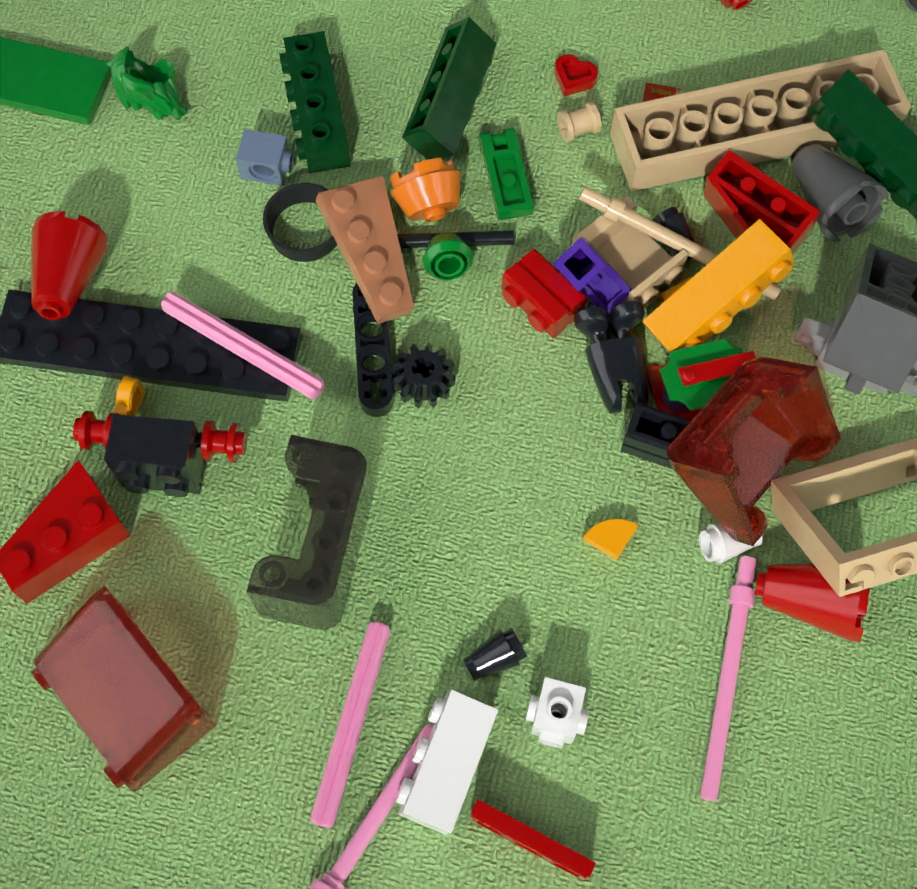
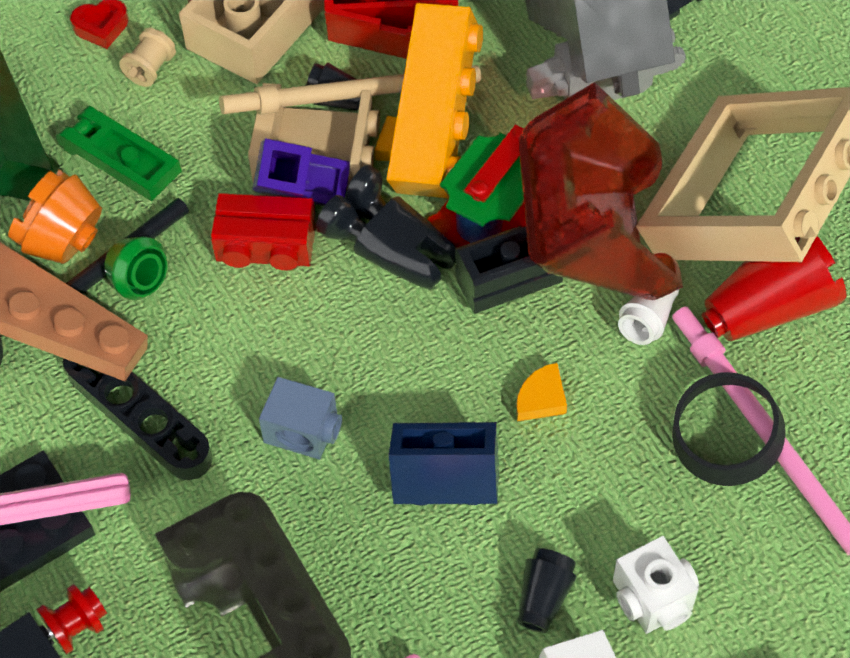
camera: 40 degrees left, 10 degrees down
(435, 368) = (218, 393): black gear -> none
(454, 430) = (300, 418): none -> sand blue brick
(507, 530) = (444, 463): none -> dark blue brick
(710, 695) = (735, 473): none -> black tyre

